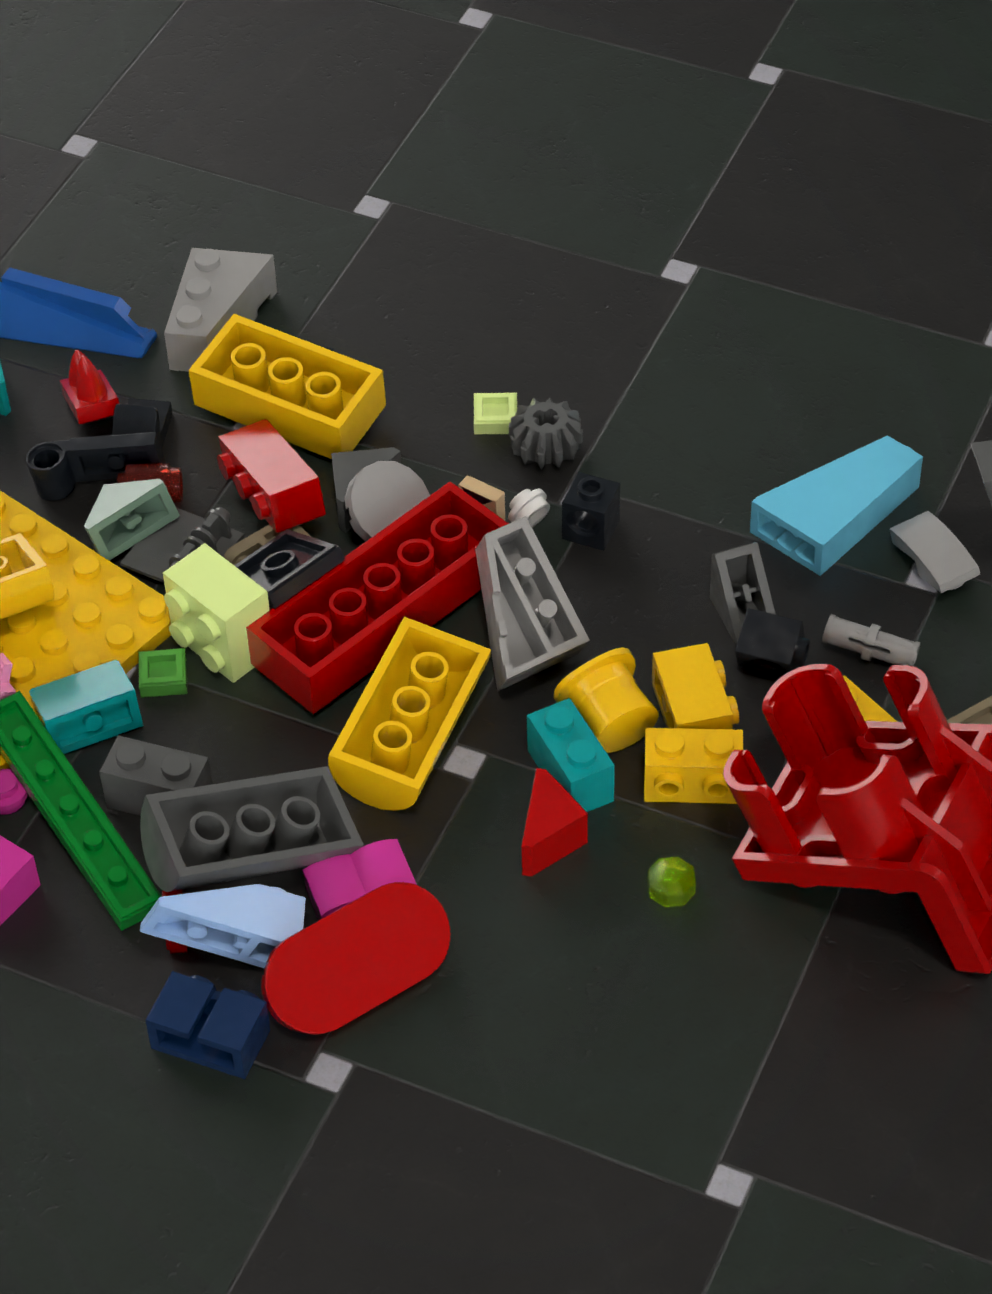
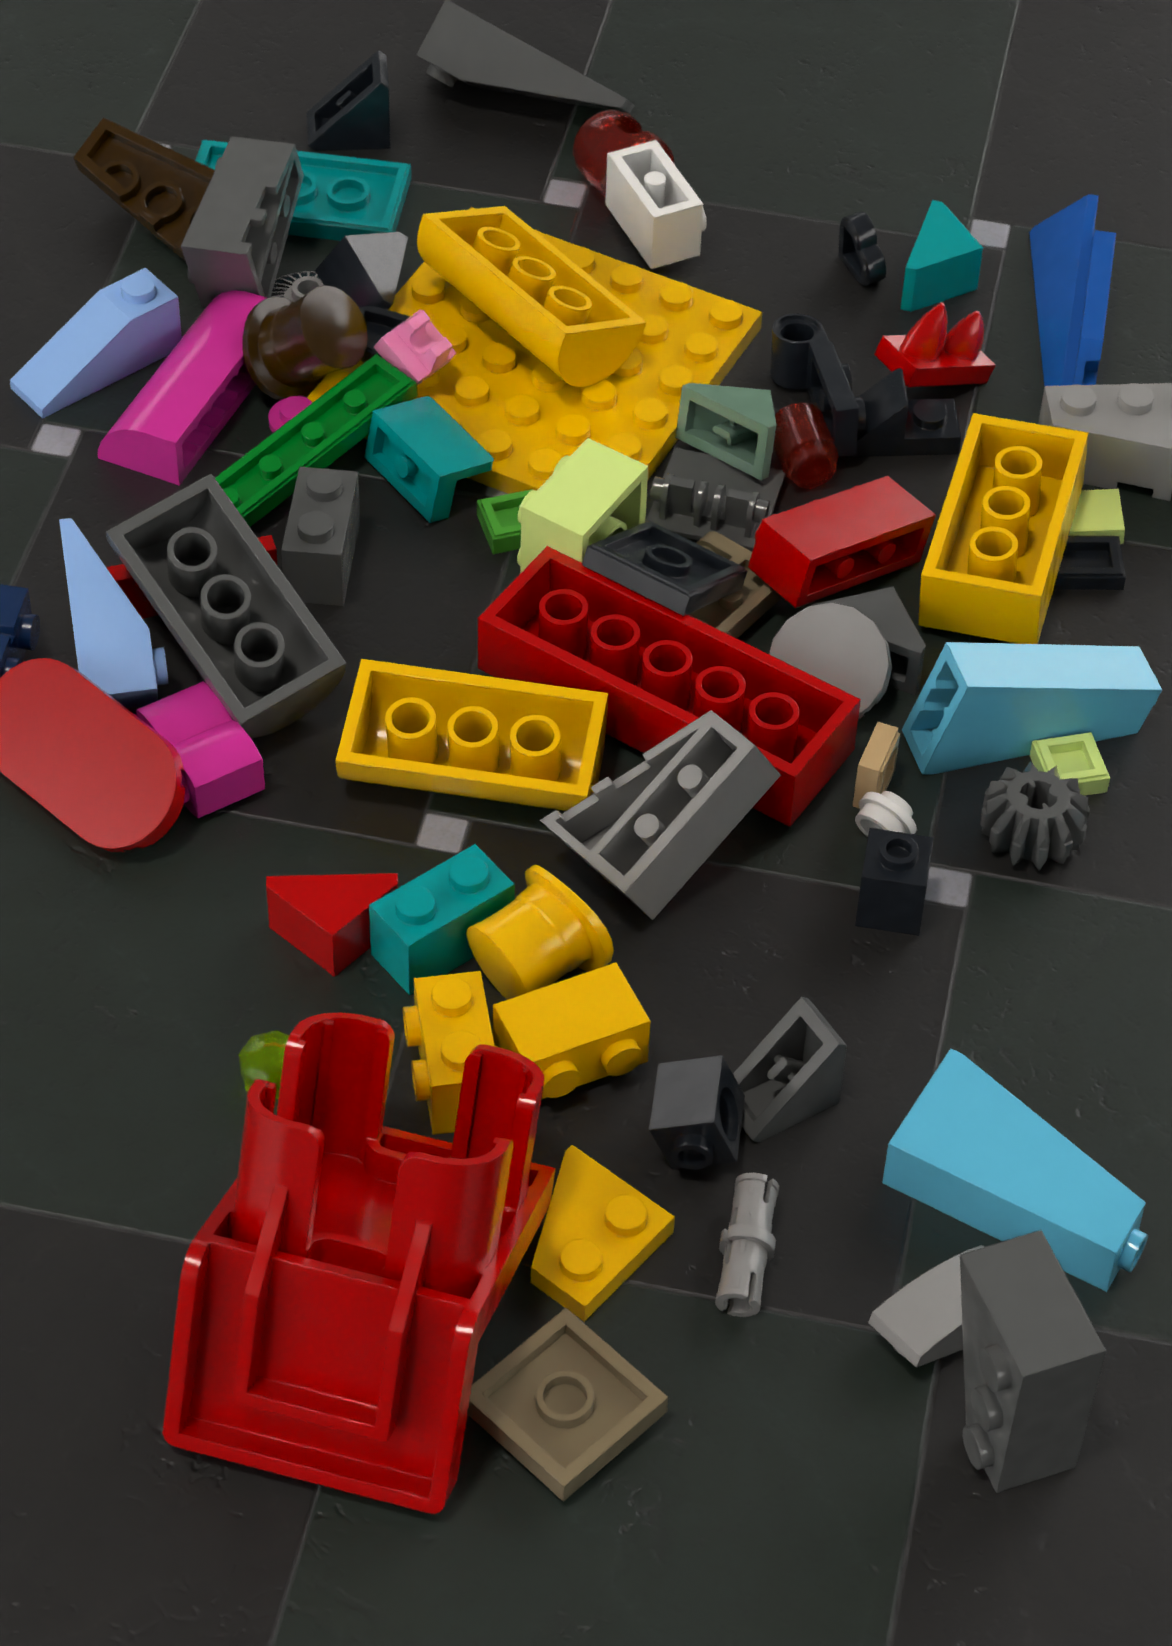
camera: 75 degrees right, 0 degrees up
(451, 412) = (999, 697): none -> medium azure slope

